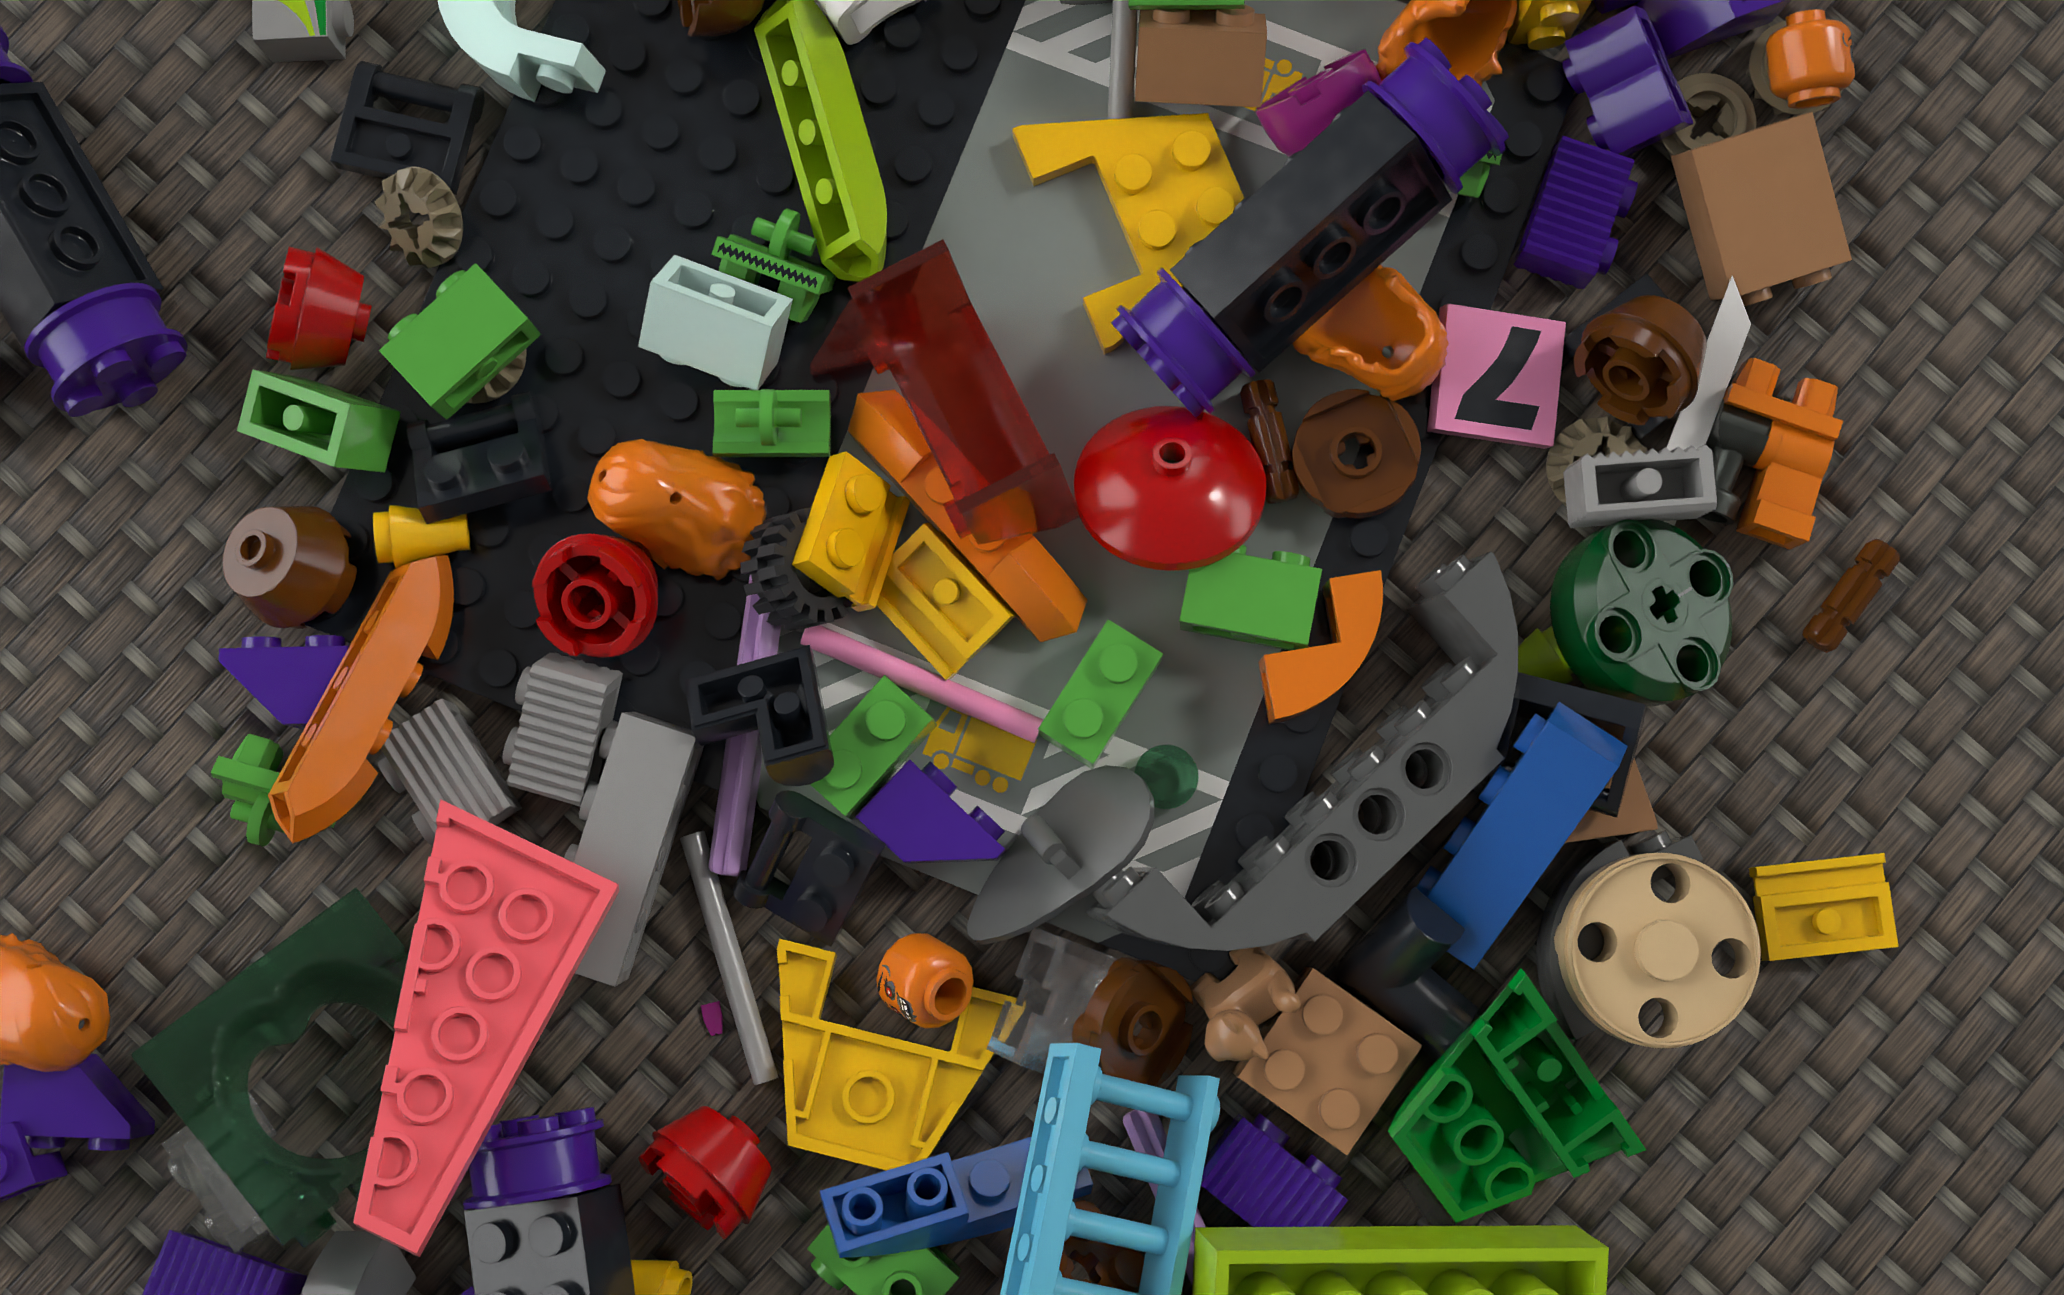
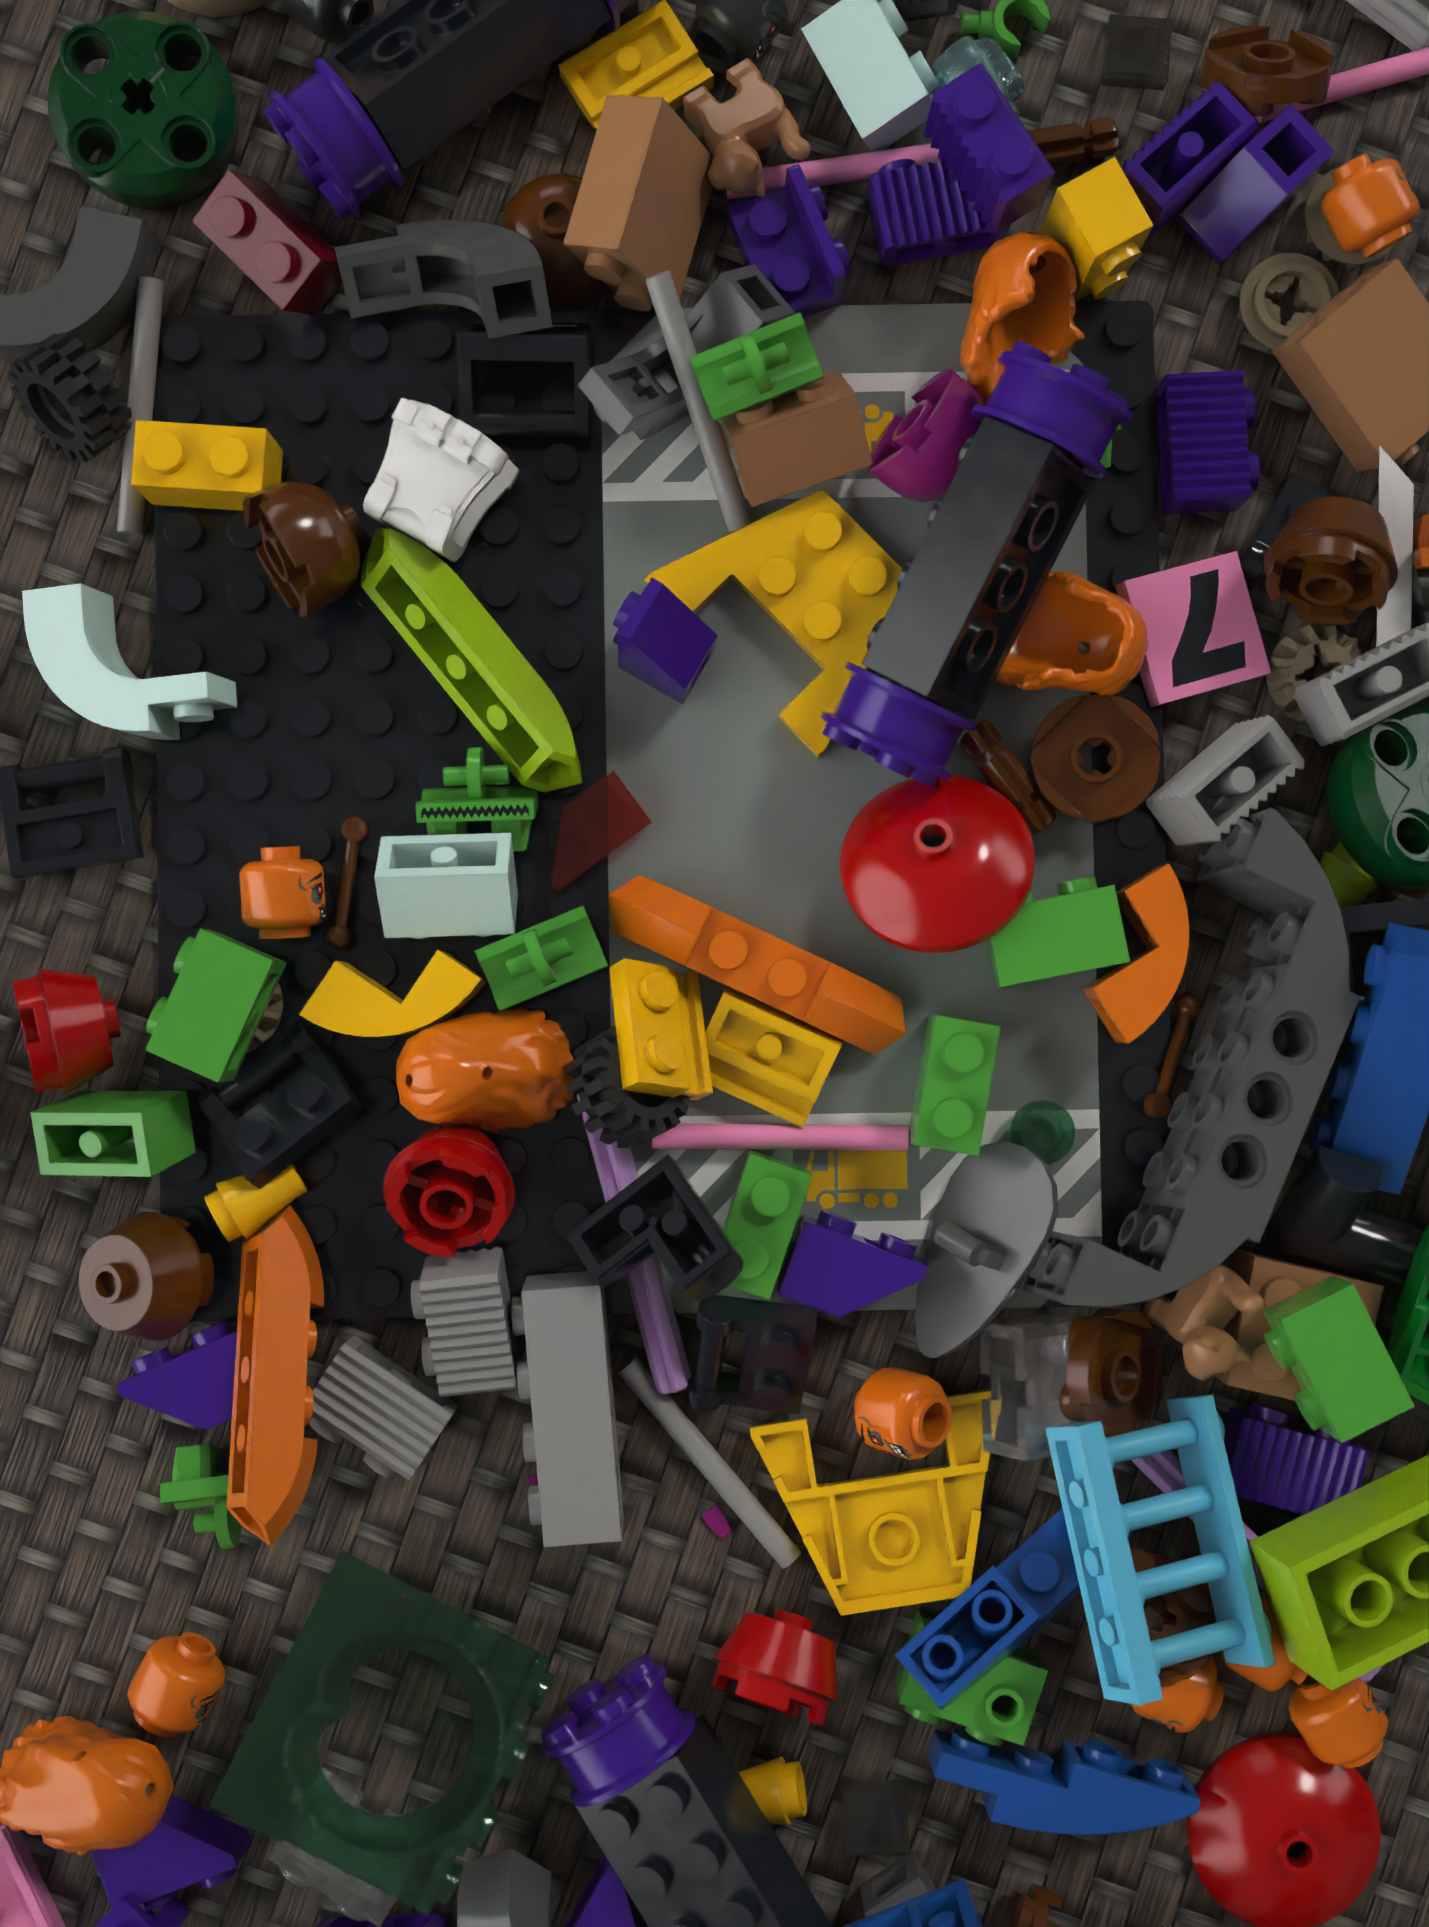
camera: 25 degrees left, 5 degrees up
(150, 952) = (176, 1684): none -> orange head
(423, 193) = (118, 874): dark tan gear -> none
(480, 982) = (503, 1597): coral wing -> none
(564, 271) = (282, 893): none -> orange head
(592, 405) = (361, 1007): none -> yellow brick
(655, 247) = (355, 831): none -> reddish brown hinge
(962, 399) = (718, 870): clear red windscreen -> none
(1003, 185) = (662, 641): none -> dark purple slope
(1285, 795) = (1158, 1103): none -> reddish brown hinge
(1344, 1086) = (1336, 1359): none -> bright green brick
(1466, 523) = (1225, 782): none -> light grey brick
(1626, 83) = (1204, 298): dark purple brick -> none

